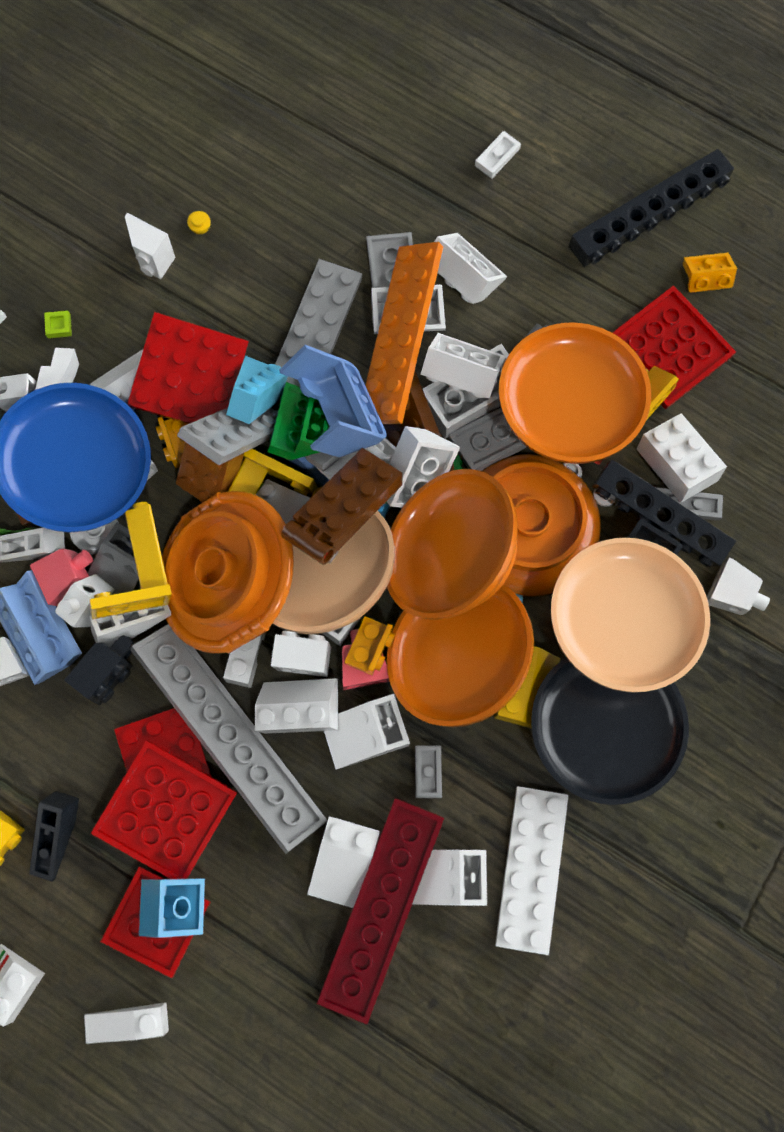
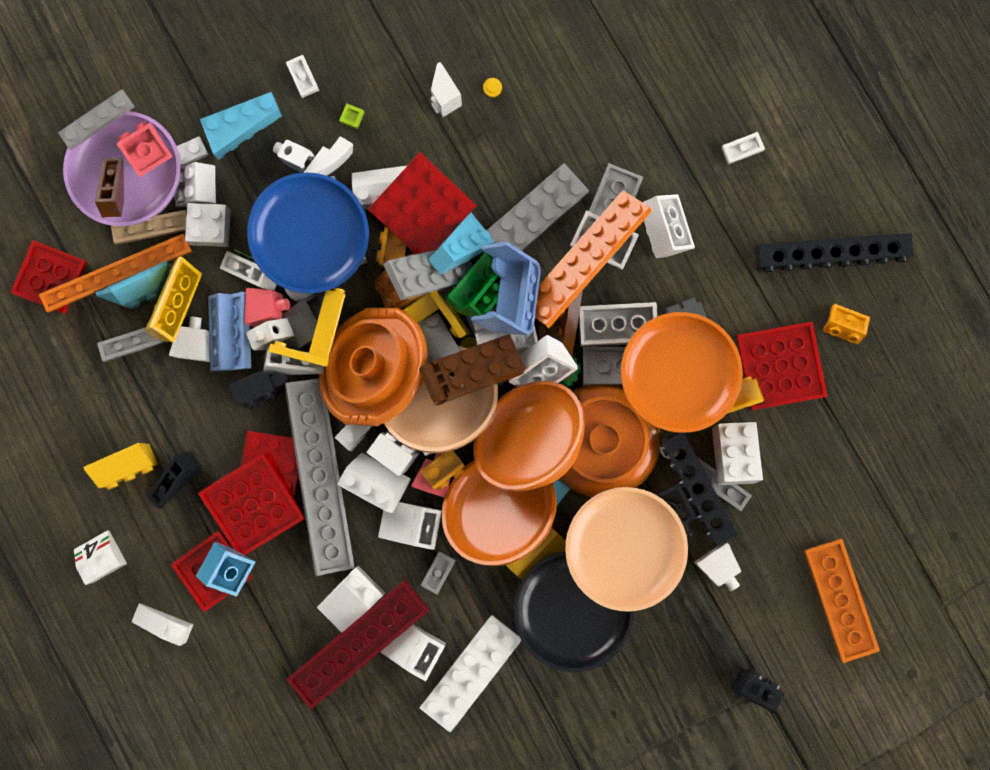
camera: 35 degrees right, 10 degrees up
(462, 365) = (617, 305): white slope -> none

